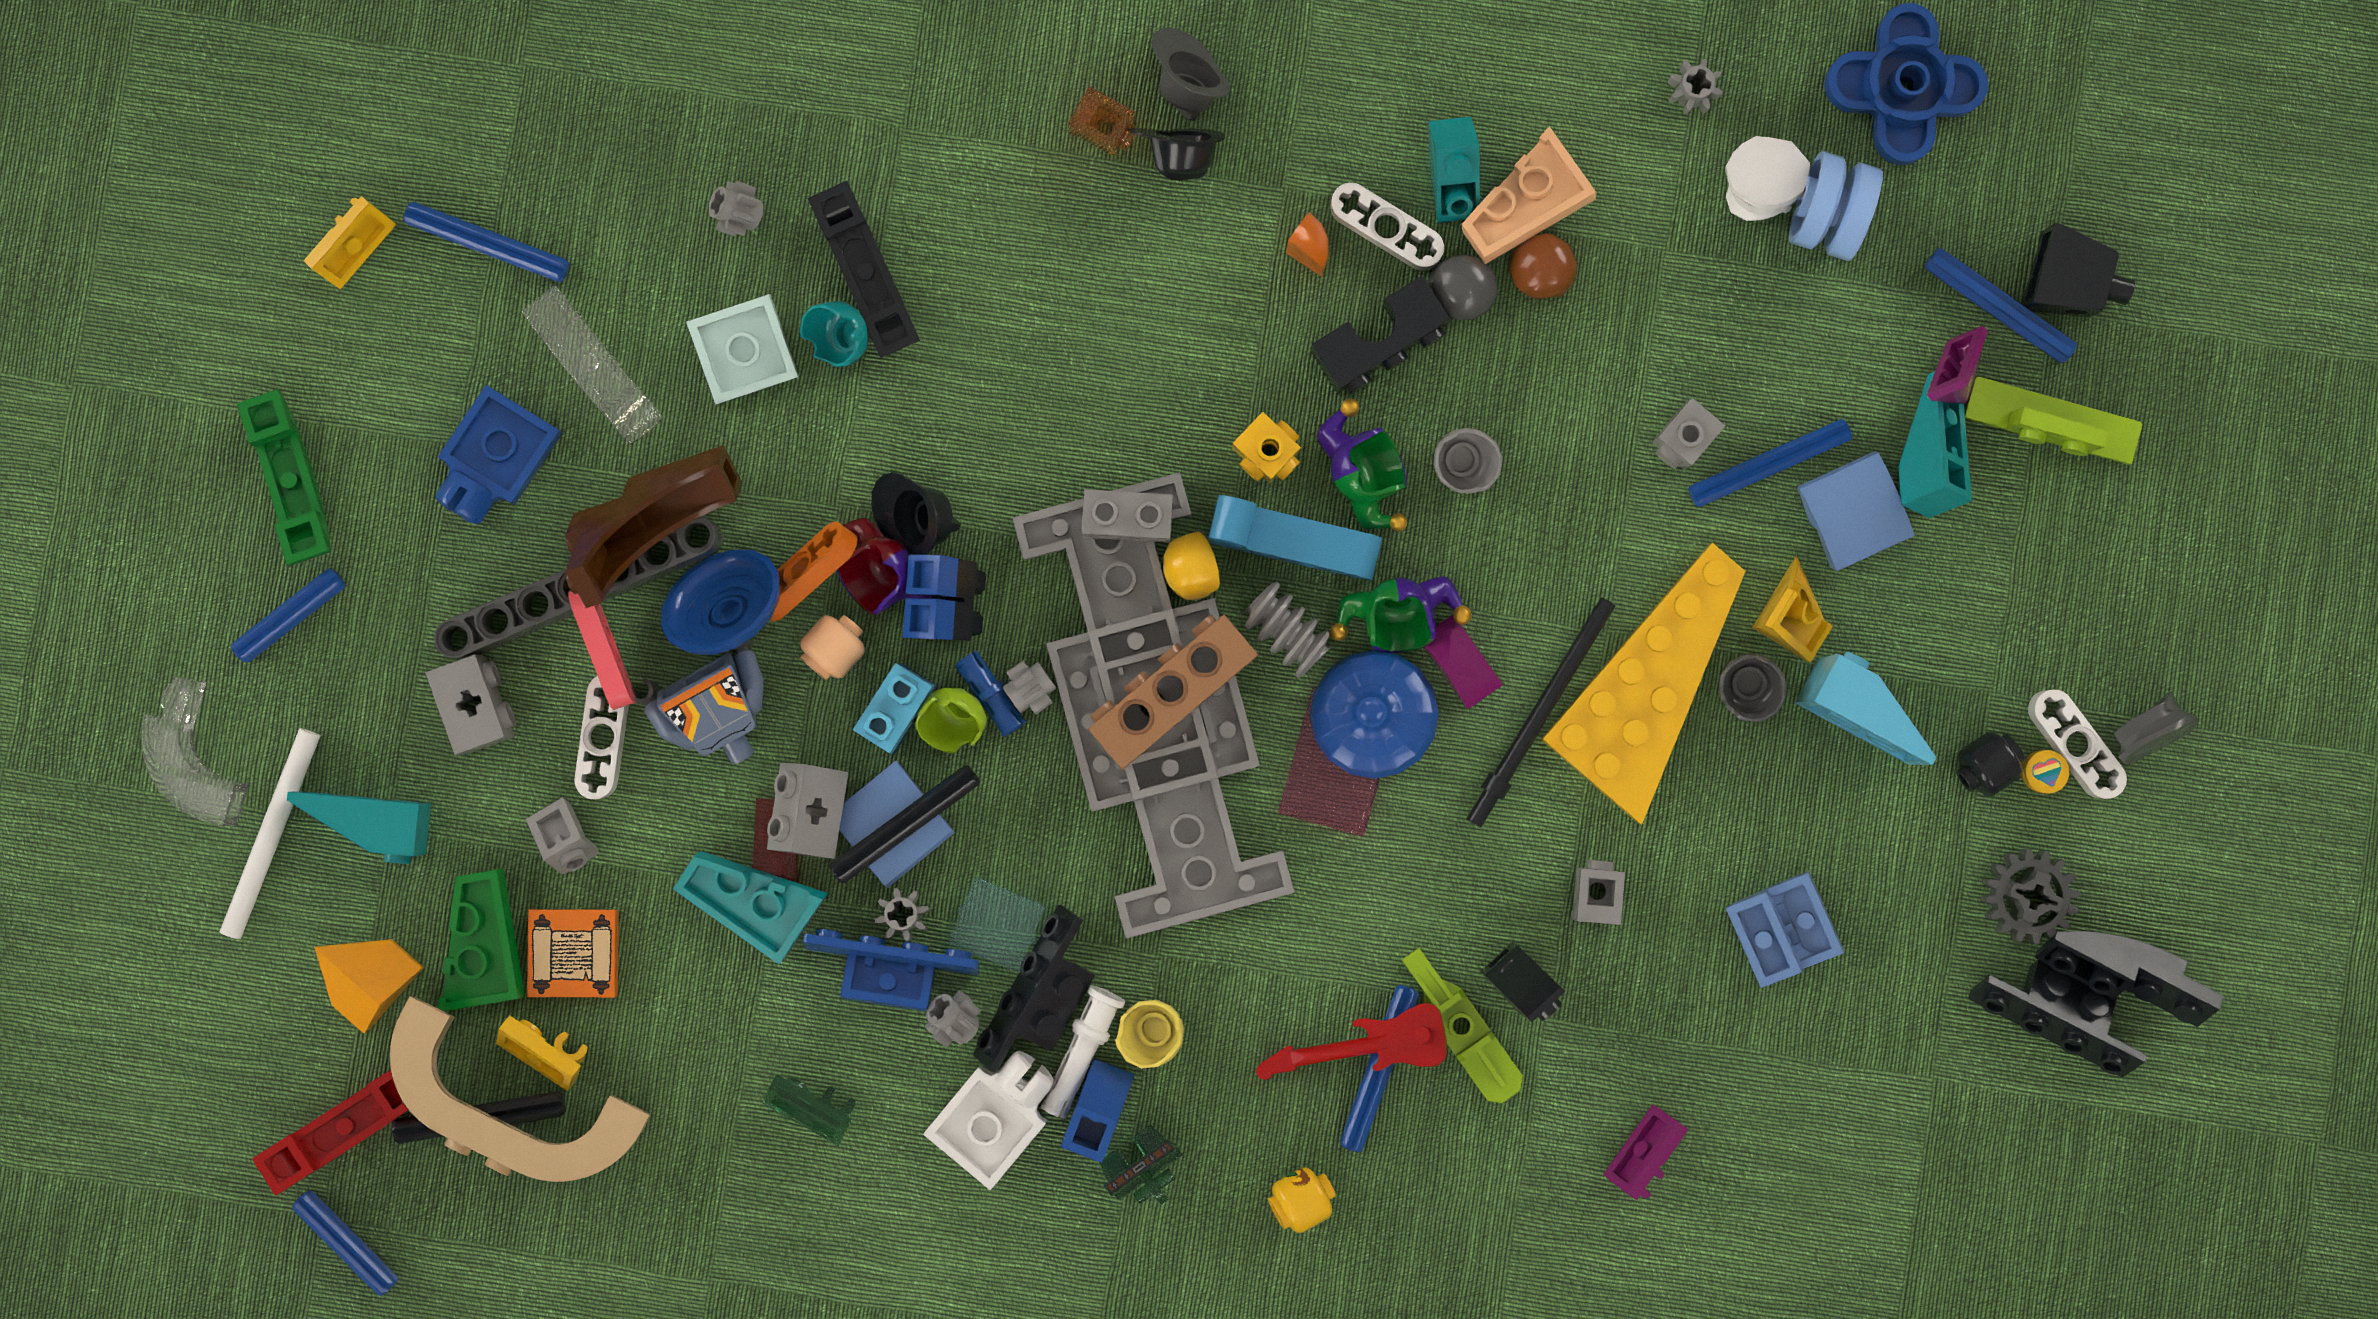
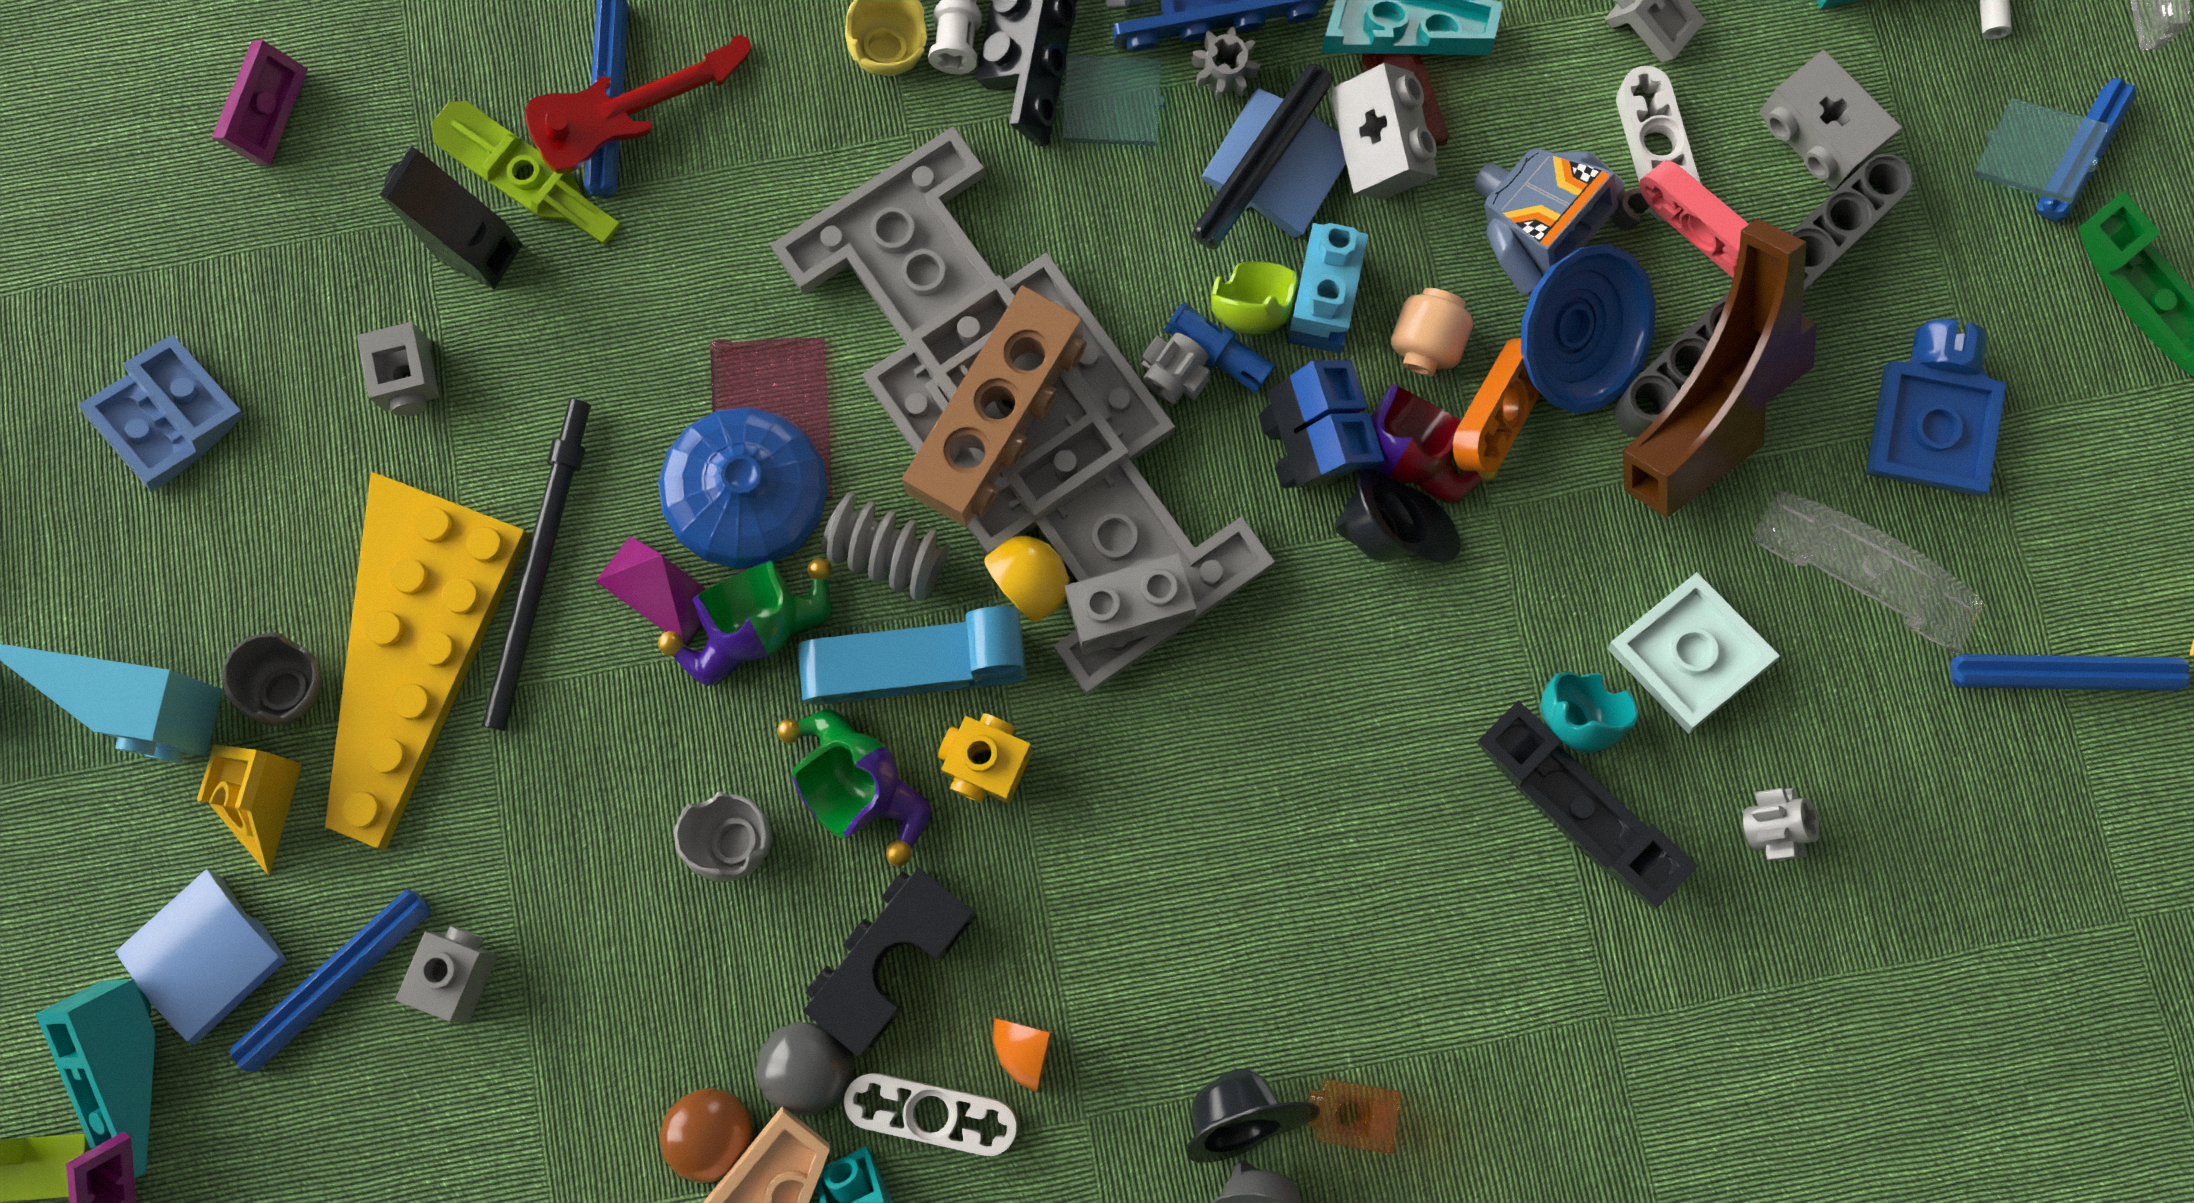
camera: 165 degrees right, 10 degrees down
(324, 625) = (2041, 150): none -> clear light blue piece

